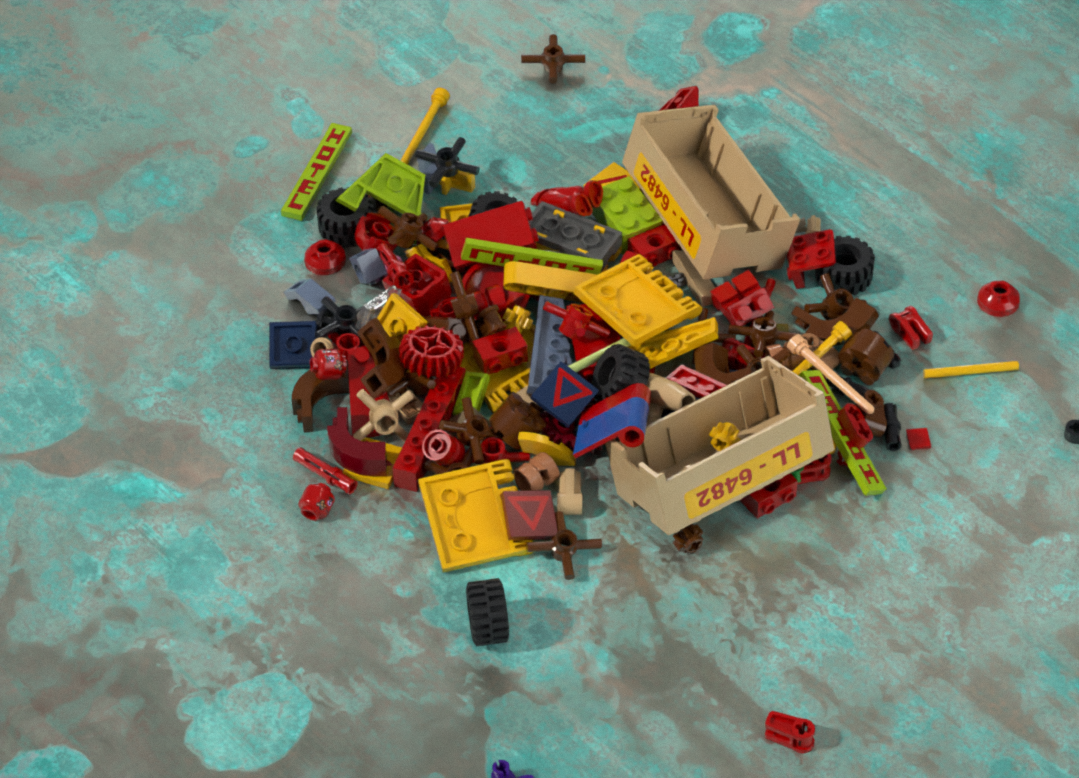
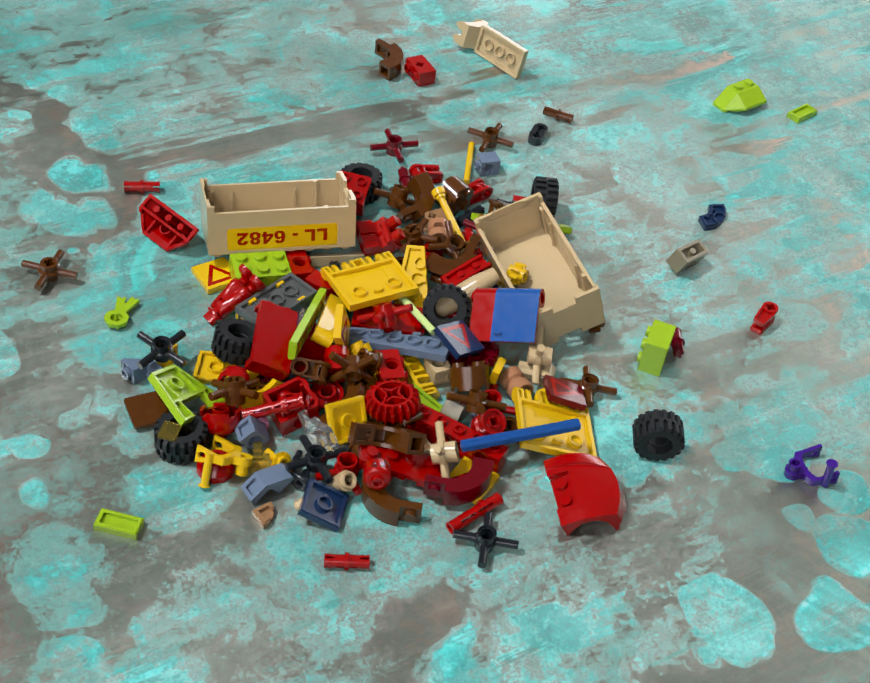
camera: 85 degrees left, 5 degrees down
(228, 209) = (118, 524): none -> lime tile
(229, 380) = (346, 561): none -> red pin
(272, 308) = (264, 514): none -> medium nougat tile
(286, 483) = (485, 539): none -> black bar
(316, 171) = (101, 449): lime tile -> none
(316, 501) = (510, 524): red head -> none
(325, 261) = (234, 456): none -> yellow piece
(330, 196) = (169, 431): none -> clear yellow piece
(338, 285) = (260, 460): none -> clear yellow plate
(347, 298) = (281, 457): none -> yellow plate
(385, 566) = (585, 490): none -> red piece
(424, 472) = (520, 435): none -> blue axle
(439, 99) = (55, 348): yellow piece -> none
(453, 265) = (315, 370): none -> reddish brown piece
(508, 129) = (119, 316): none -> lime piece
(527, 286) = (341, 326): none -> yellow tile
(577, 476) = (539, 355): none -> tan bar
(655, 601) = (655, 347): none -> lime brick
(692, 634) = (677, 343): none -> dark red axle
(736, 87) = (141, 186): none -> red pin
(799, 346) = (449, 214): light nougat piece -> none
(874, 626) = (687, 256): none -> dark tan brick
(889, 308) = (404, 177): none -> dark red axle
(901, 383) = (481, 191): none -> red piece
(905, 445) = (549, 190): none -> black tyre
(953, 284) = (394, 145): none -> dark red bar
(971, 385) = (487, 163): none -> sand blue brick
(998, 304) = (410, 131): red piece -> none
(1008, 665) = (714, 217): none -> dark blue tile
(1037, 379) = (490, 137): none -> reddish brown bar

